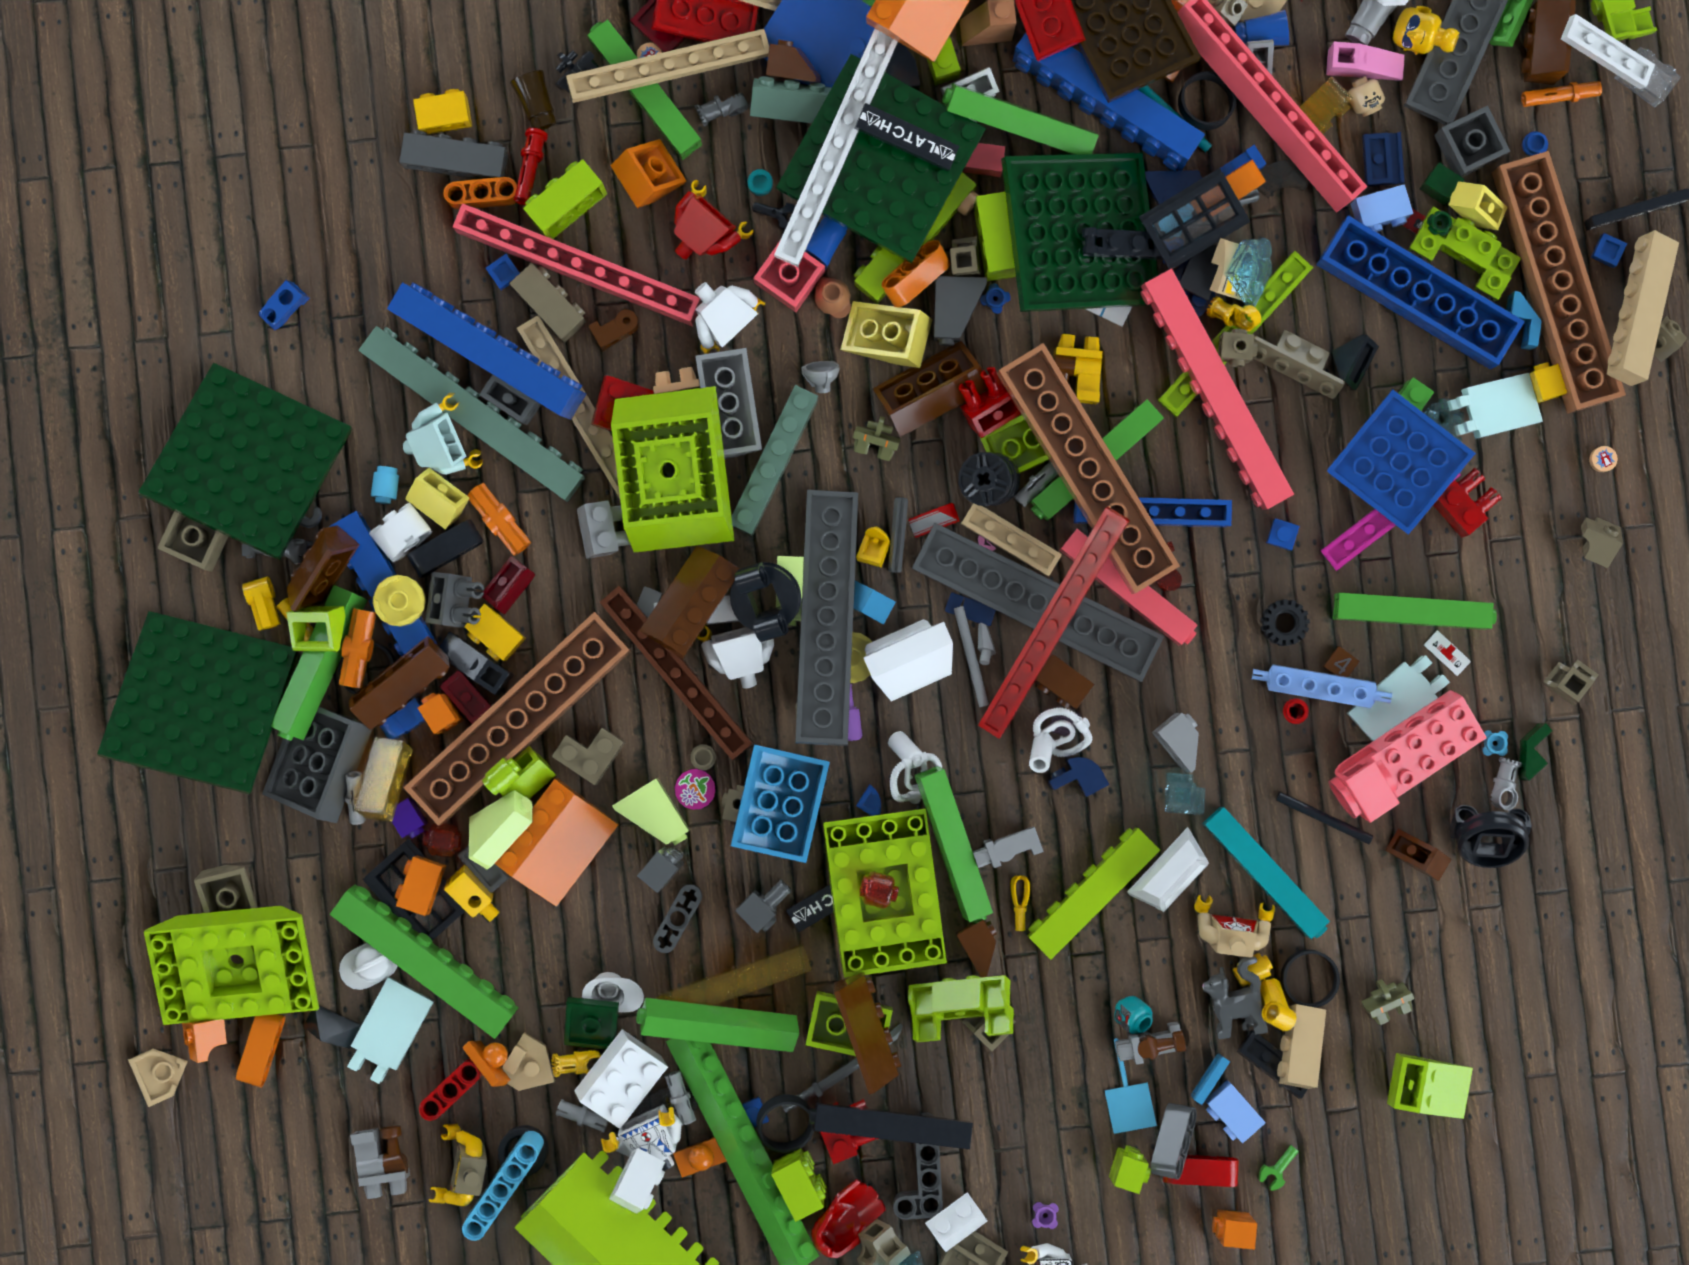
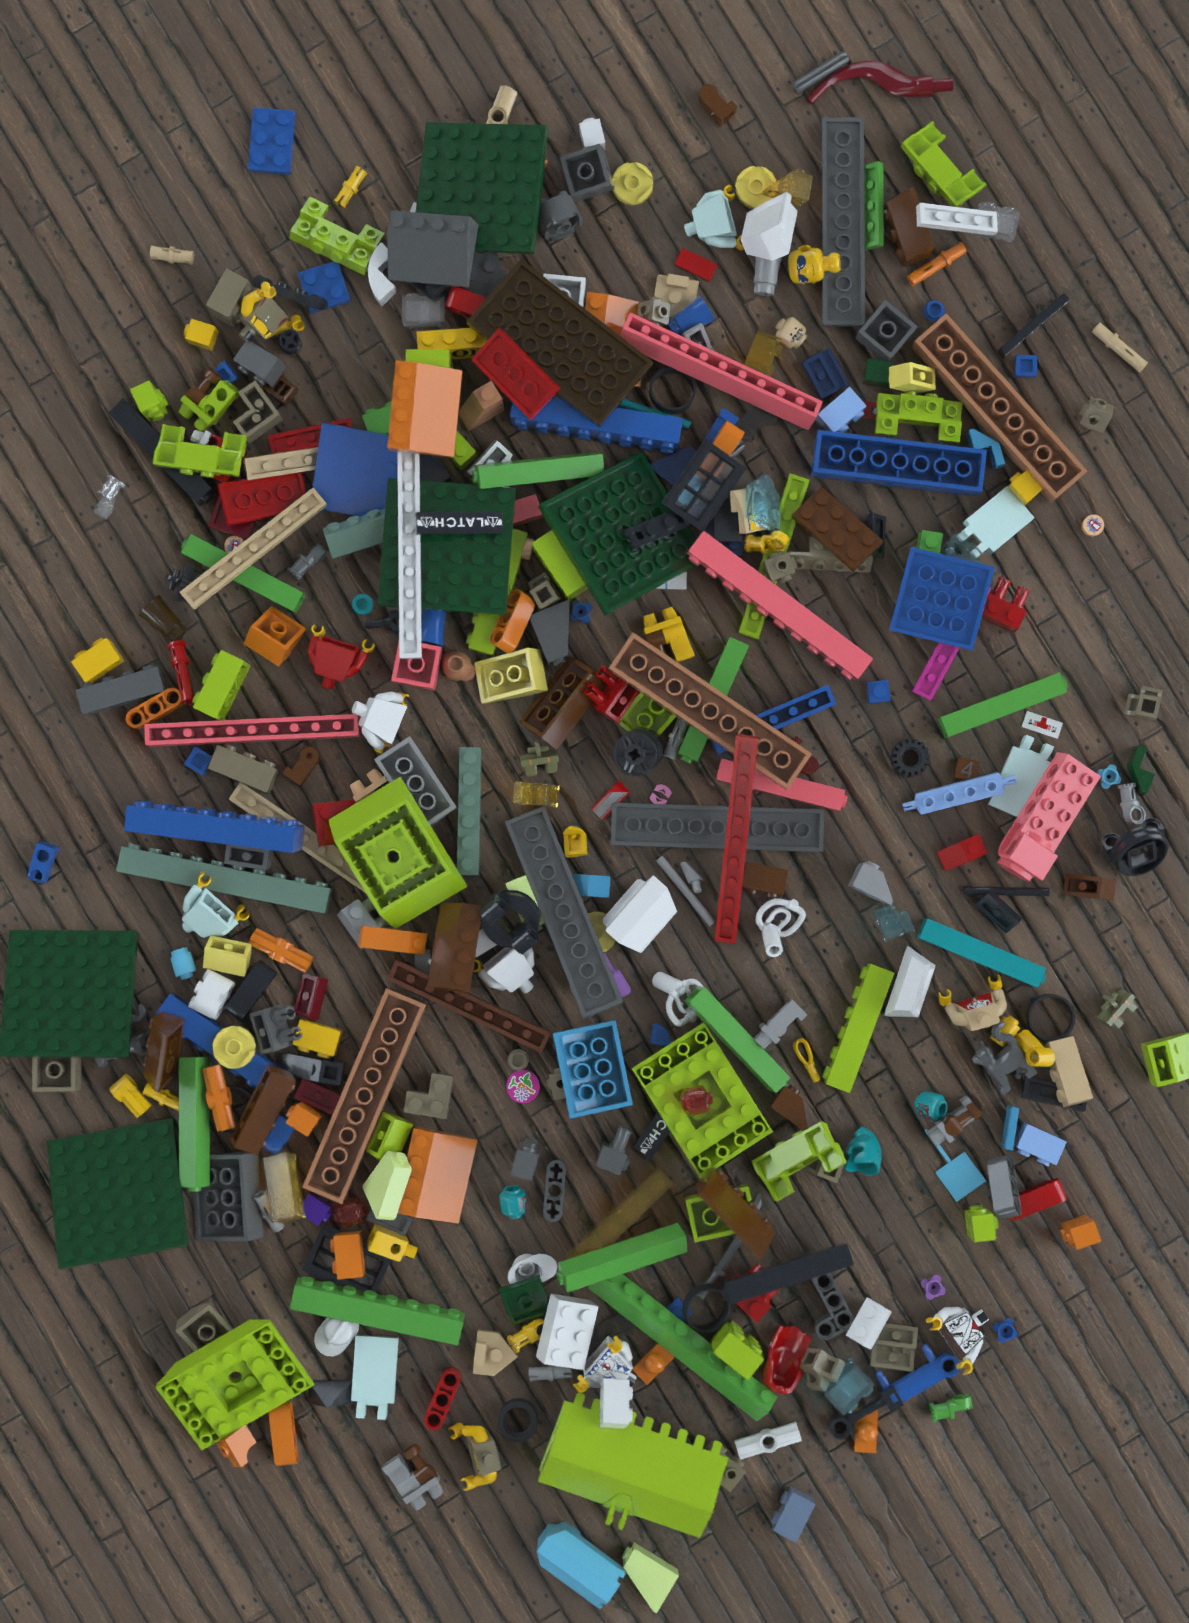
camera: 25 degrees left, 0 degrees up
(157, 1074) = (214, 1489): tan plate -> none
(333, 617) = (186, 1082): lime tile -> none
(489, 1061) = (461, 1364): orange tile -> none
(497, 1195) = (511, 1462): medium azure beam -> none
(502, 775) = (373, 1144): lime brick -> none
(625, 562) = (392, 940): none -> orange slope
(627, 910) = (513, 1201): none -> teal head
(654, 812) = (501, 1119): yellowish green slope -> none
(680, 1097) = (618, 1325): light grey pin -> none
(790, 63) = (345, 504): reddish brown slope -> none
(821, 374) = (475, 729): light grey piece -> none
(854, 475) = (536, 794): none -> clear yellow brick
(898, 535) = (588, 824): dark grey axle -> none
(974, 610) = (671, 854): dark blue sticker -> none
(1011, 539) = (676, 788): tan plate -> none
(1036, 1033) = (864, 1153): none -> teal helmet
(1084, 771) = (811, 939): dark blue brick -> none
(1278, 1169) = (1091, 1172): bright green bar -> none
(1295, 752) = (962, 852): none -> red slope
(1301, 711) = (953, 821): red cone -> none
(1305, 835) = (998, 911): none -> black plate
(1319, 334) = (837, 529): none -> reddish brown plate
(1364, 60) = (777, 307): bright pink slope -> none
(1444, 218) = (893, 400): dark green plate -> none
(1602, 541) = (1119, 587): dark tan brick -> none
(1642, 308) = (1070, 399): tan brick -> none

